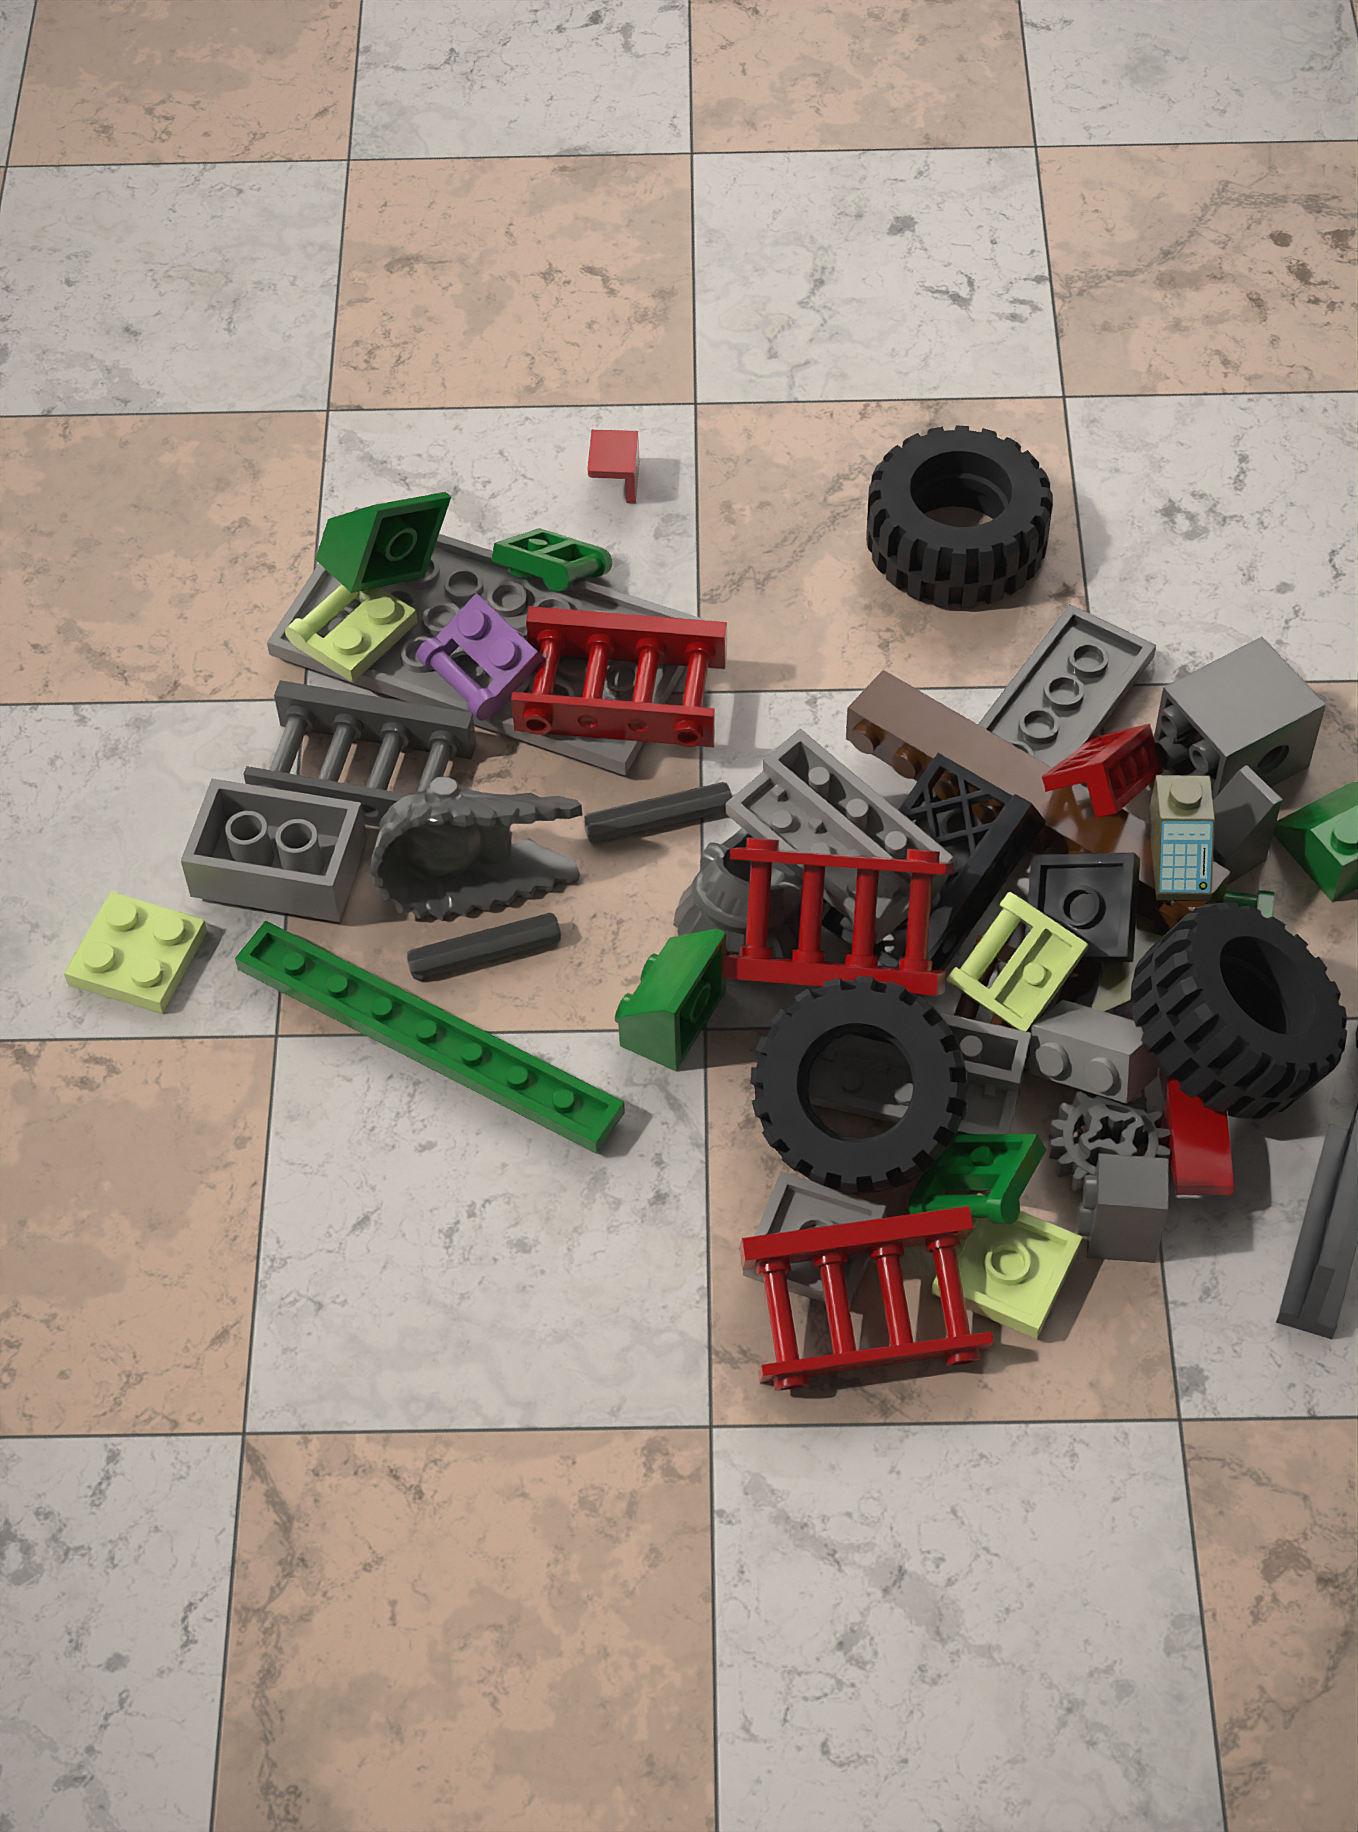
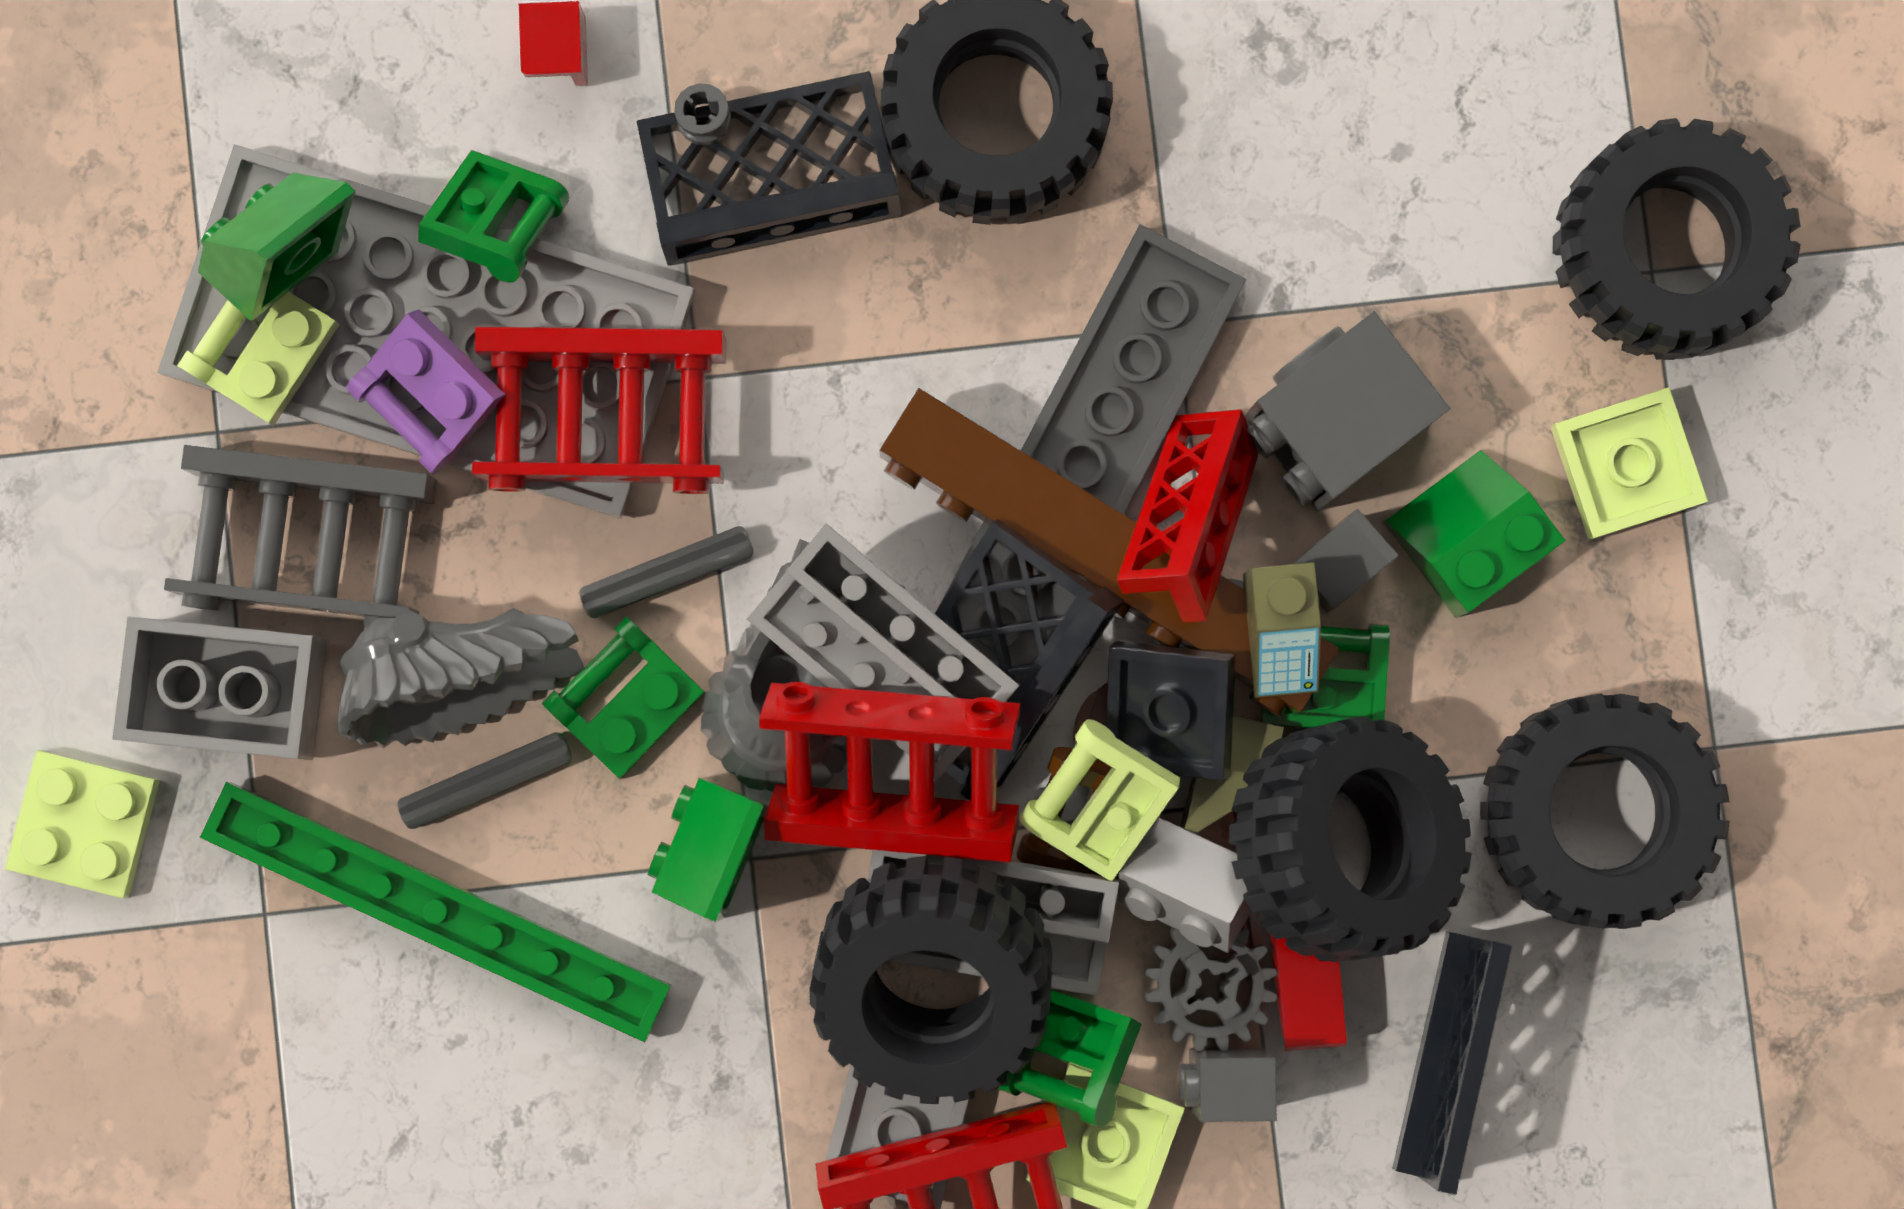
camera: 15 degrees left, 30 degrees up
(618, 911) = (638, 712): none -> green plate
(725, 513) = (717, 102): none -> dark grey bush
(776, 578) = (782, 215): none -> black fence

